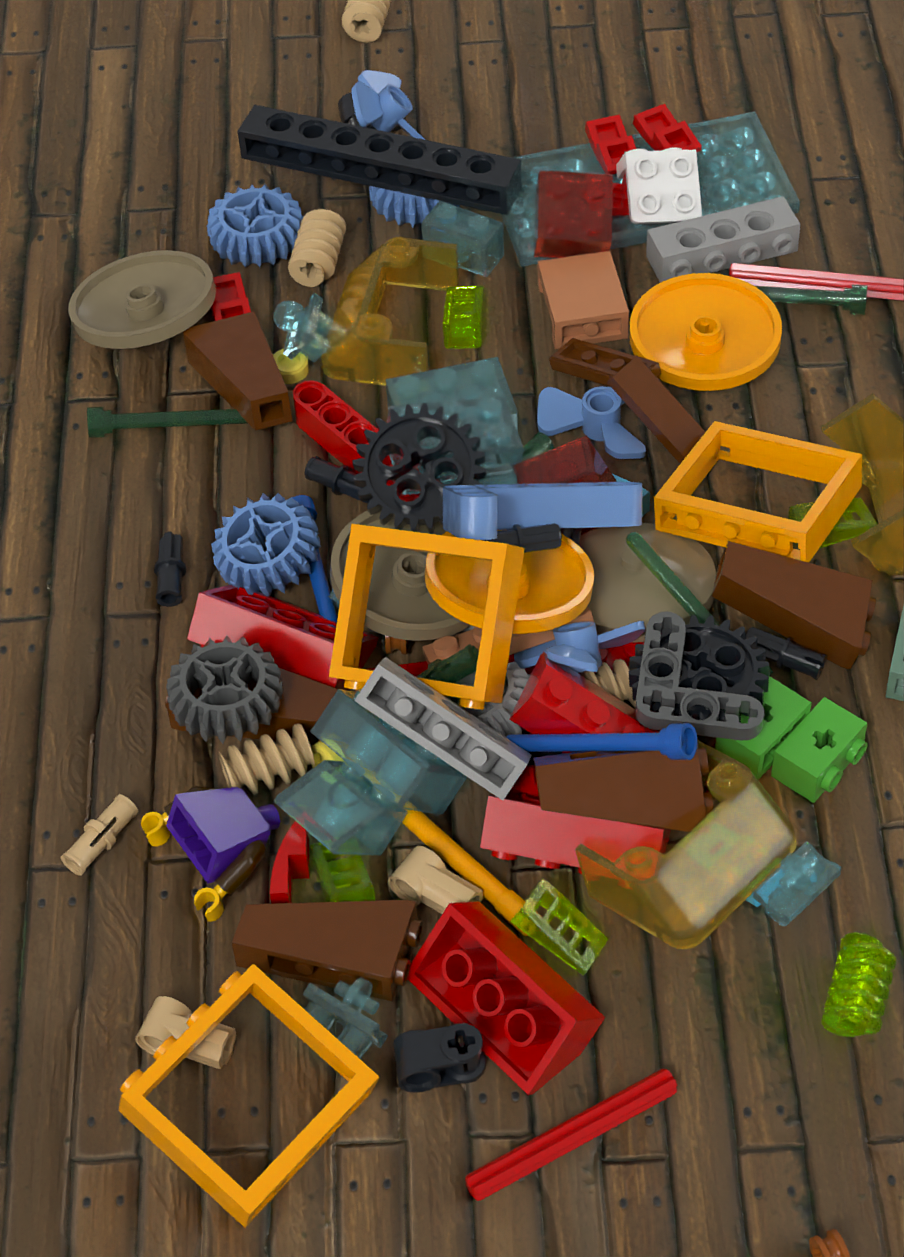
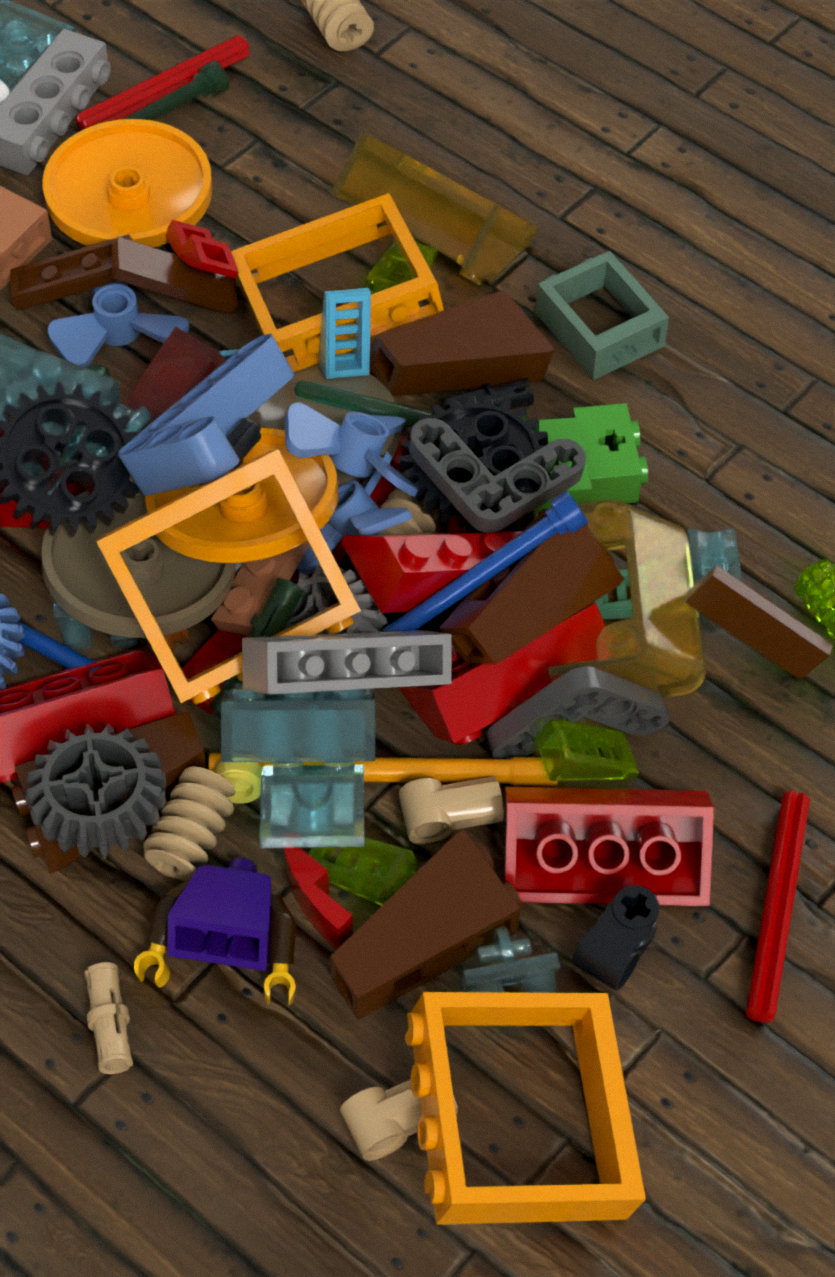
camera: 50 degrees left, 5 degrees up
(583, 879) = (577, 695): none -> dark grey beam
(618, 596) = (352, 446): none -> medium blue piece
(696, 406) = (199, 250): none -> red slope
(697, 548) = (353, 363): none -> medium azure slope
(770, 938) = (758, 622): none -> reddish brown tile

